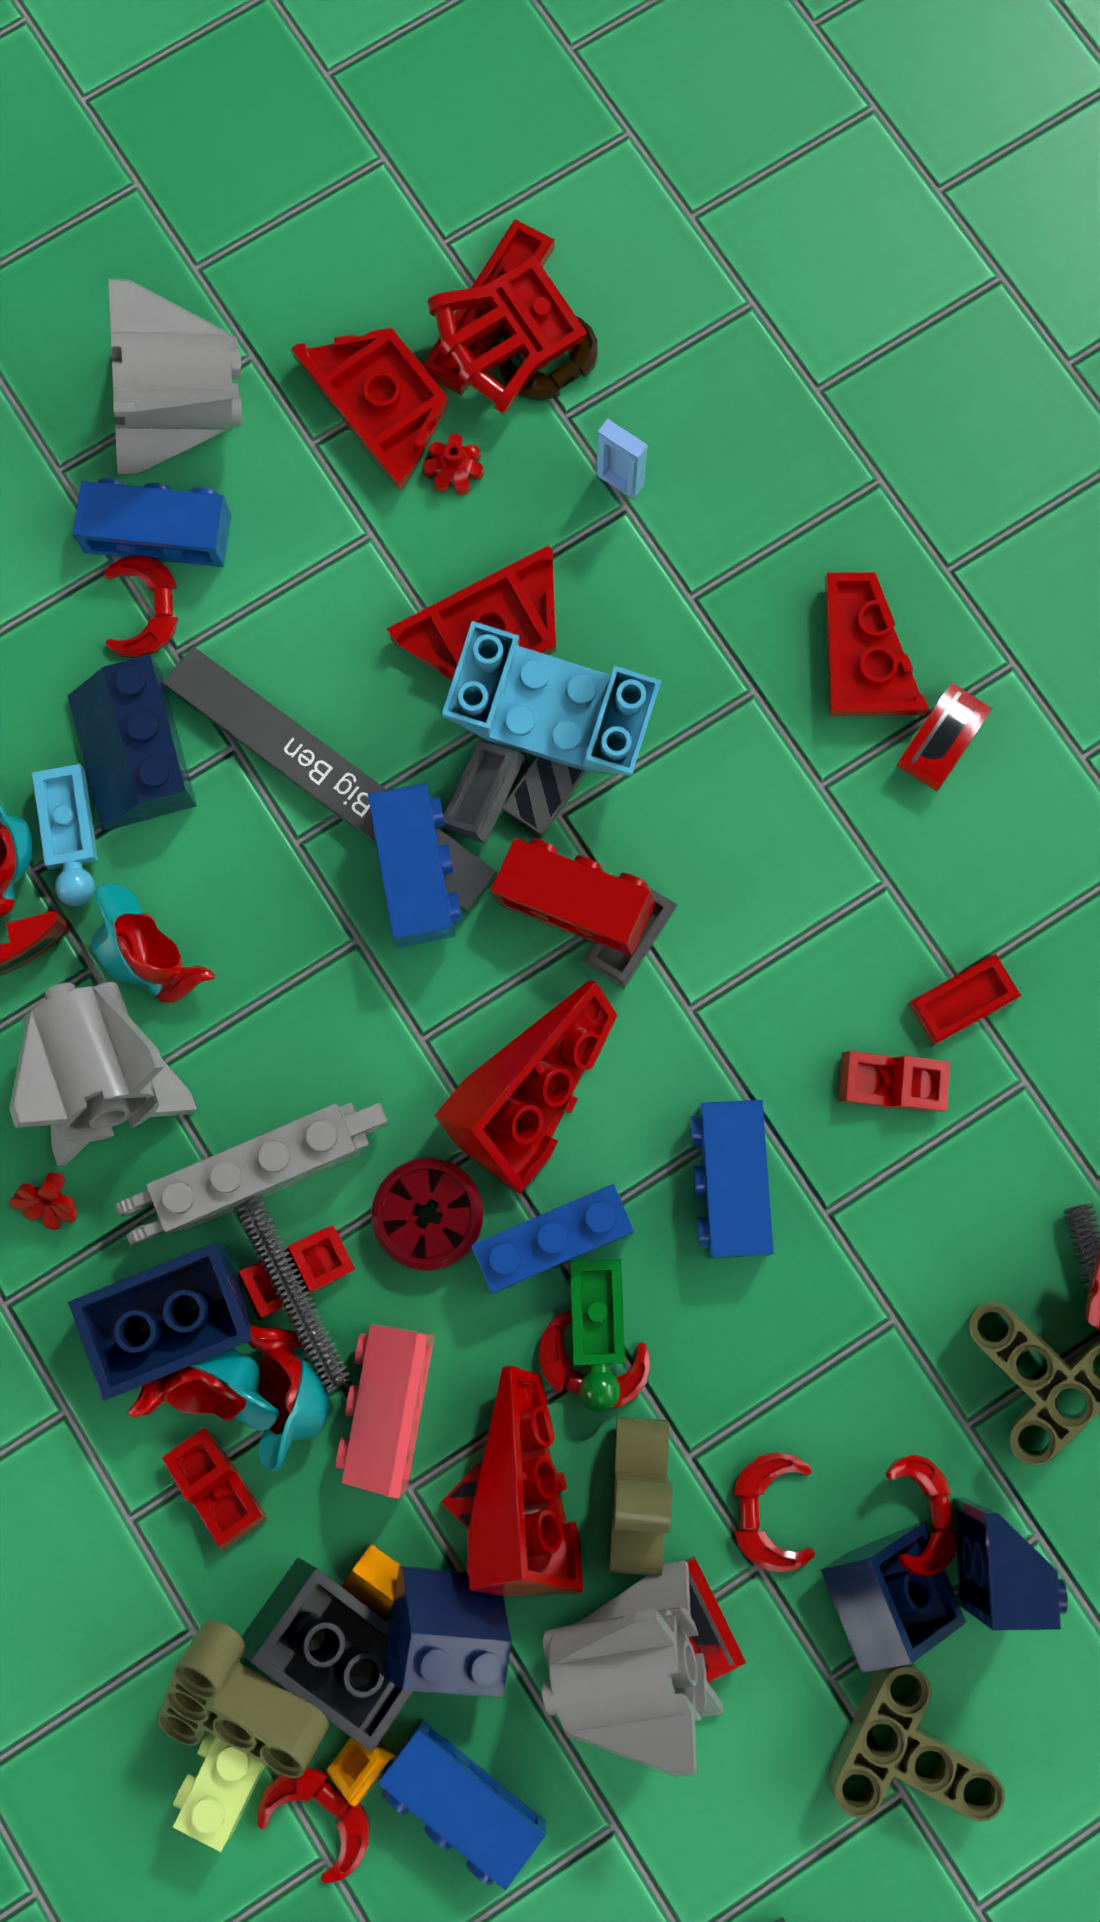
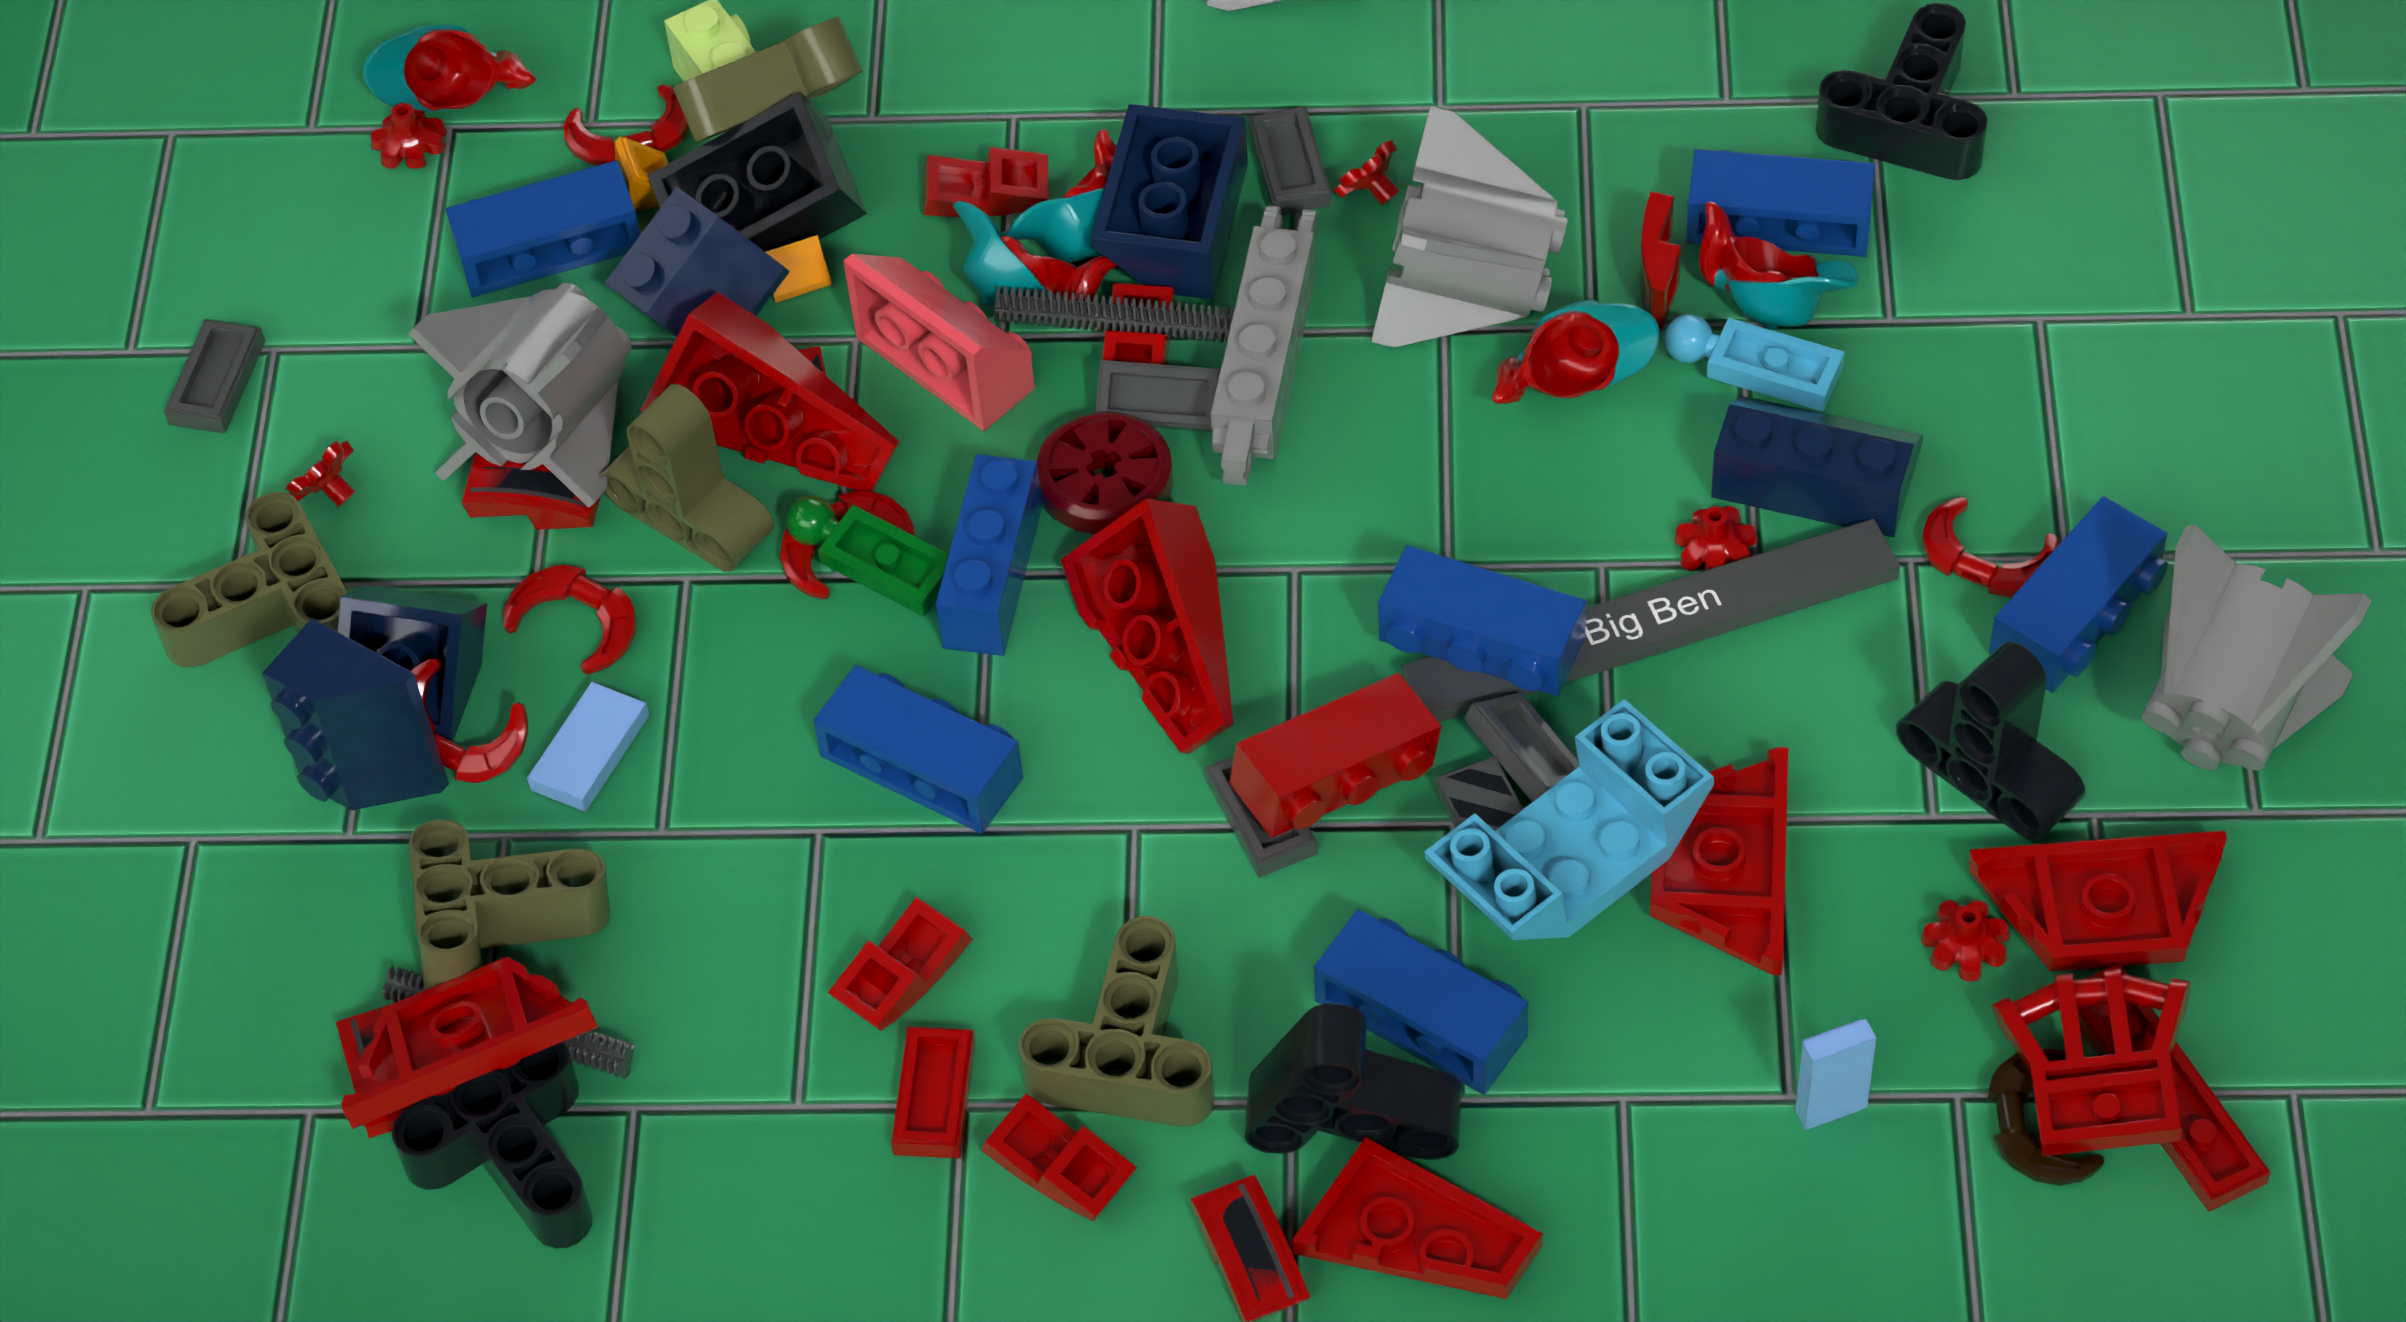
camera: 125 degrees right, 25 degrees down
(60, 1274) = (1289, 160): none -> dark grey tile
(237, 785) = (1714, 538): none -> red plant
(315, 494) = (1987, 744): none -> black beam
(340, 1218) = (1159, 393): none -> dark grey tile
(712, 739) = (1423, 1000): none -> blue brick
(784, 1794) = (325, 476): none -> red plant
(825, 727) = (1333, 1085): none -> black beam
(863, 899) = (1124, 1042): none -> olive beam
(870, 1416) = (588, 746): none -> light blue tile
(958, 890) = (1056, 1160): none -> red slope

